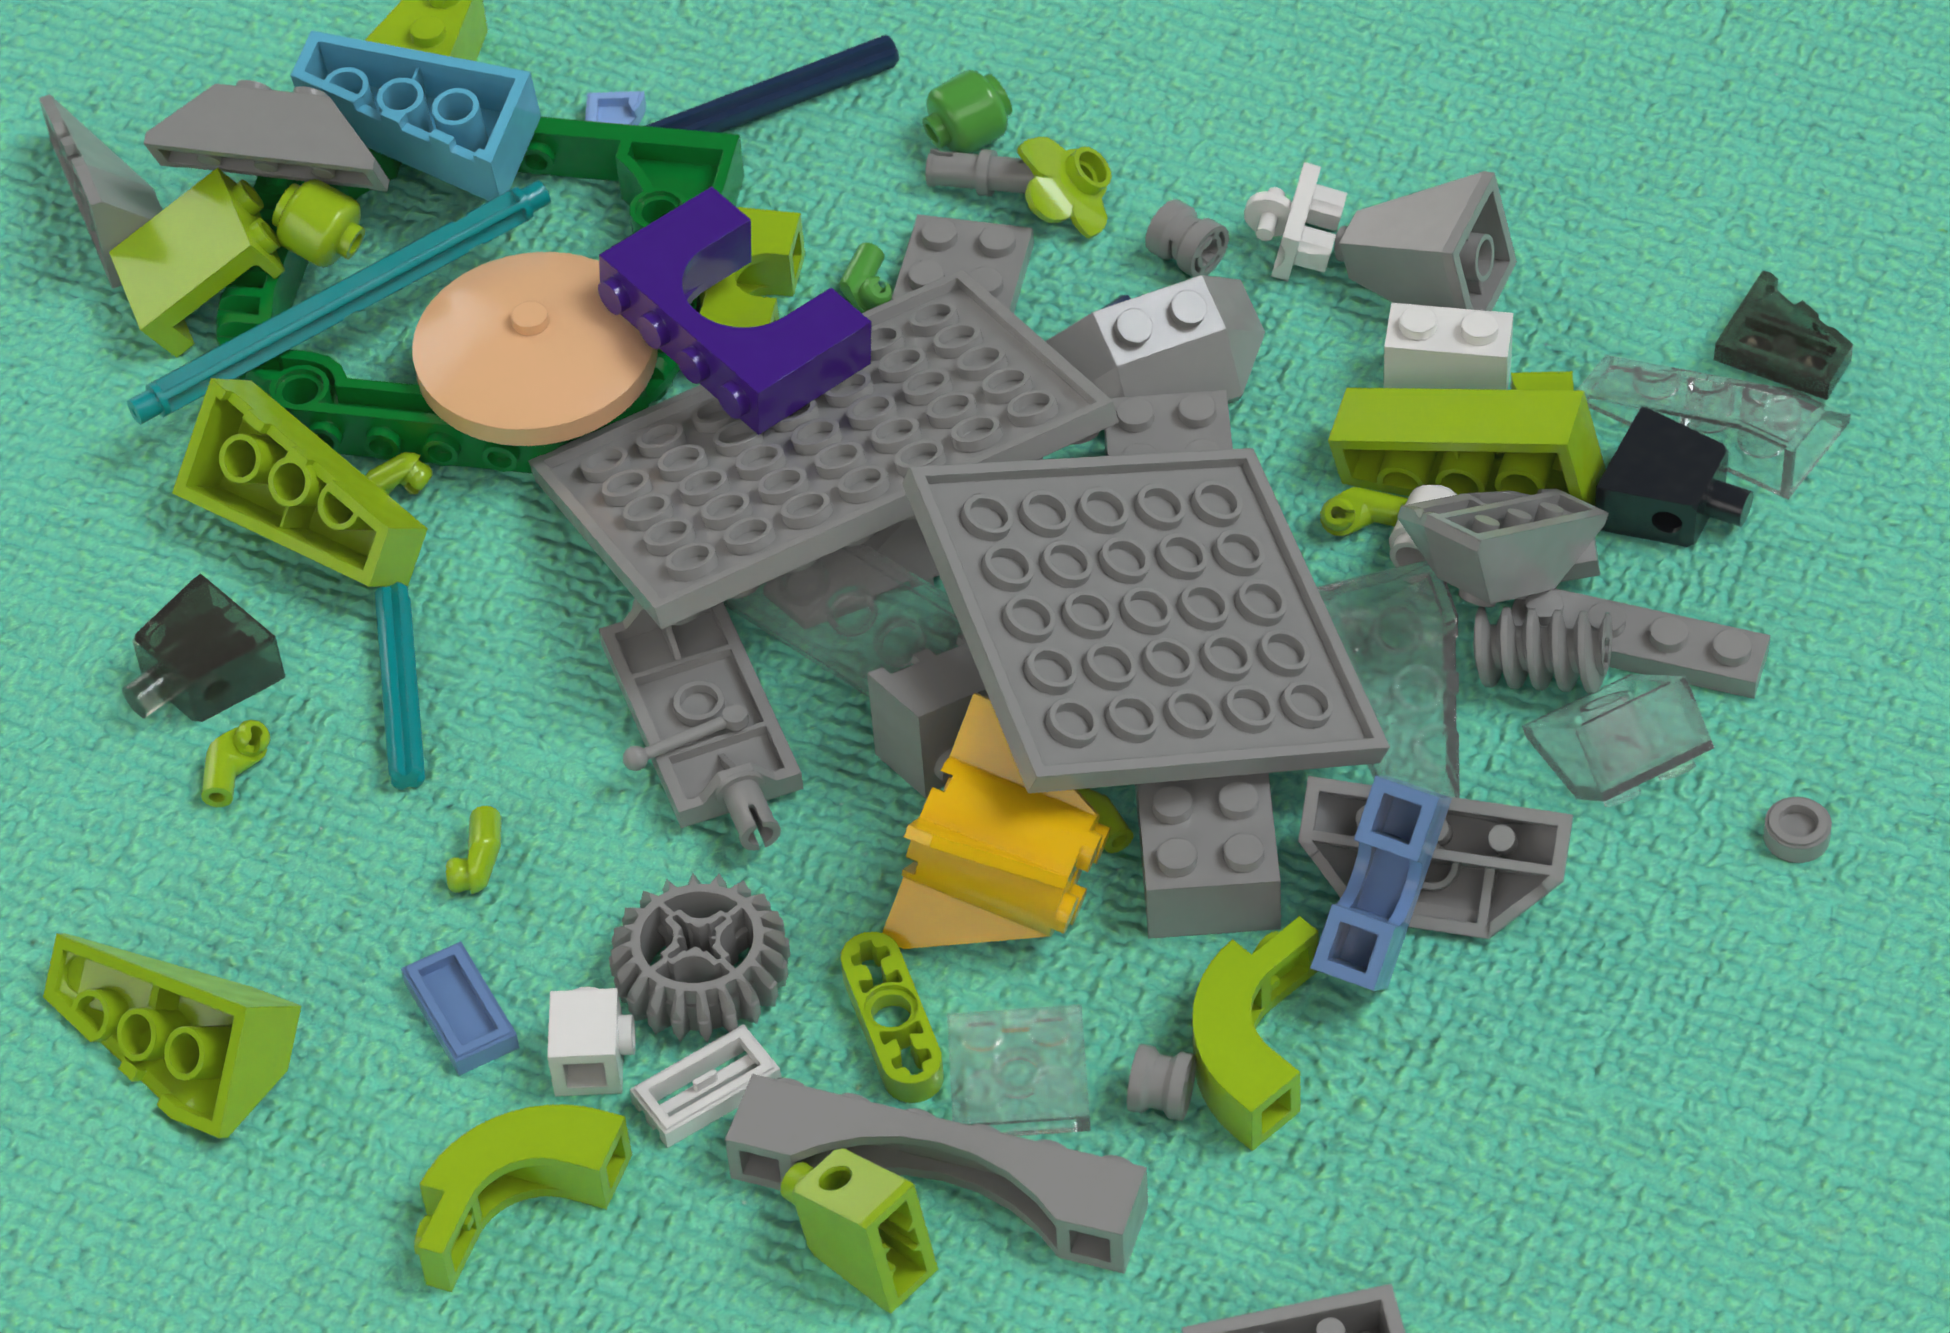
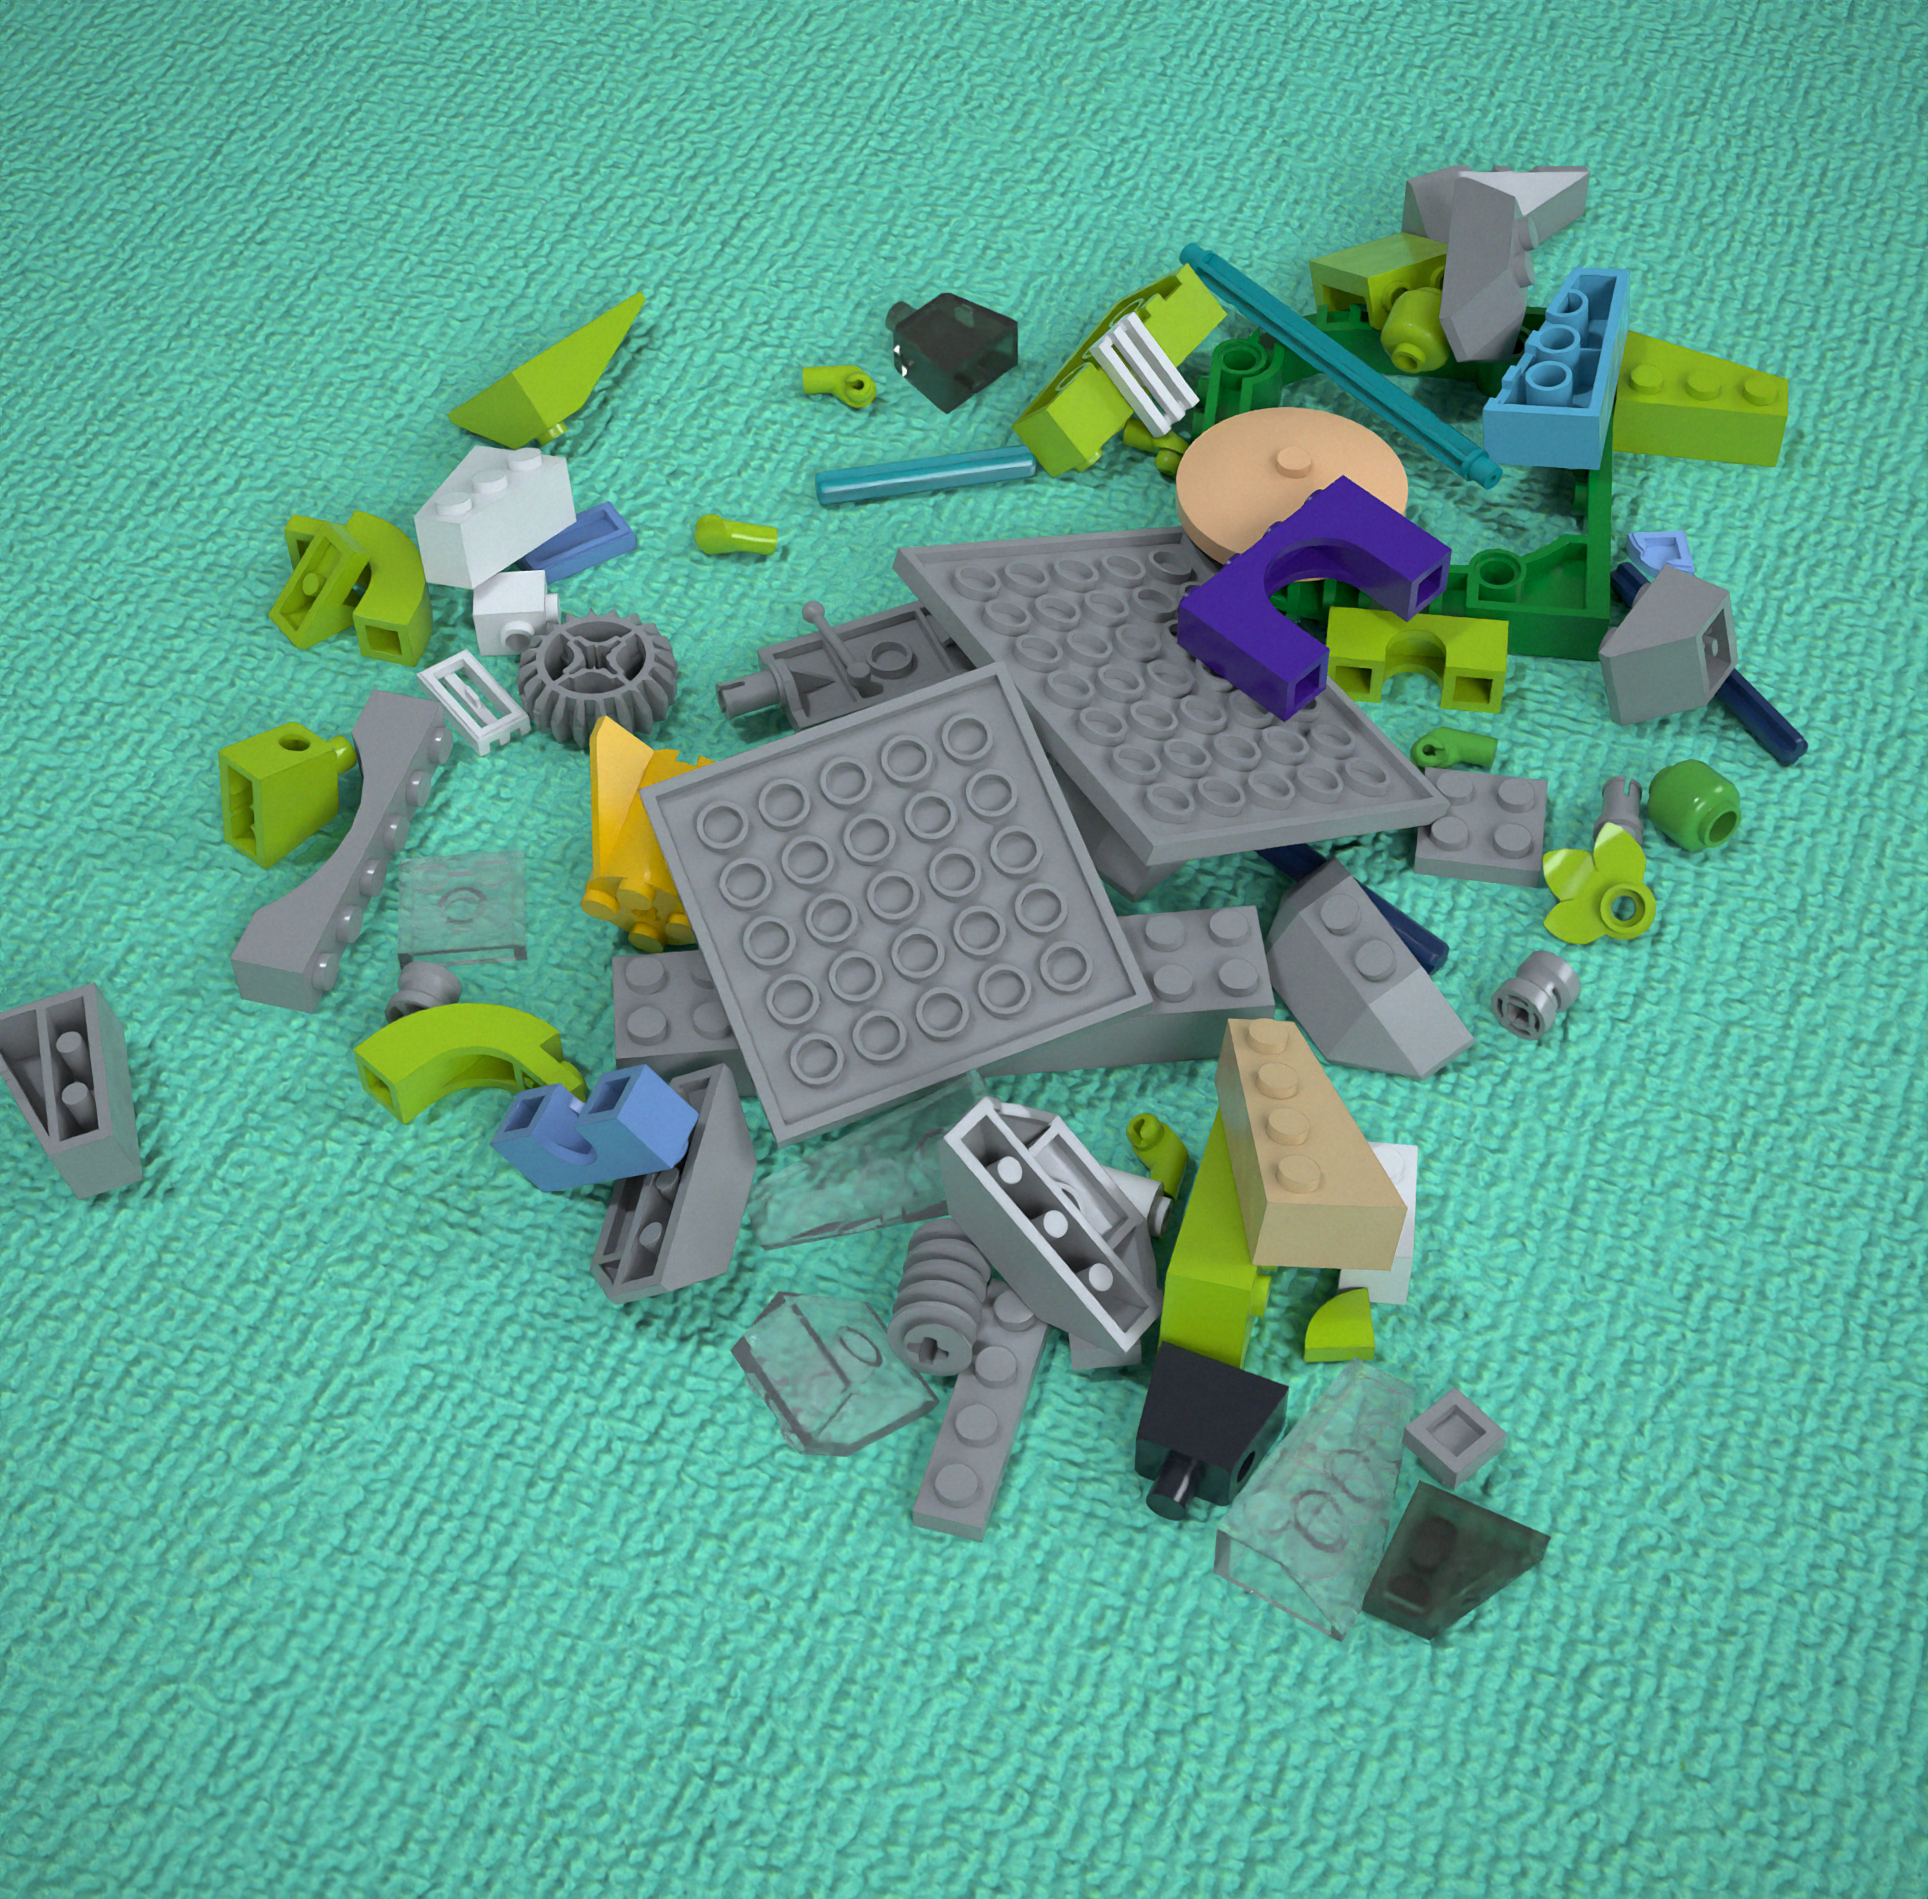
camera: 85 degrees right, 0 degrees up
(343, 448) = (1150, 368): none -> white tile
(457, 1037) = (492, 514): none -> white wedge
(527, 1224) = (320, 592): none -> lime slope
(794, 86) = (1669, 648): none -> light grey slope
(884, 1041) = (546, 796): lime beam -> none
(1275, 215) = (1575, 1084): white hips -> none
(1424, 358) = (1298, 1157): none -> tan wedge
(1433, 246) = (1521, 1213): light grey slope -> none
(1676, 318) = (1453, 1438): none -> light grey tile
(1797, 829) = (715, 1551): light grey tile -> none

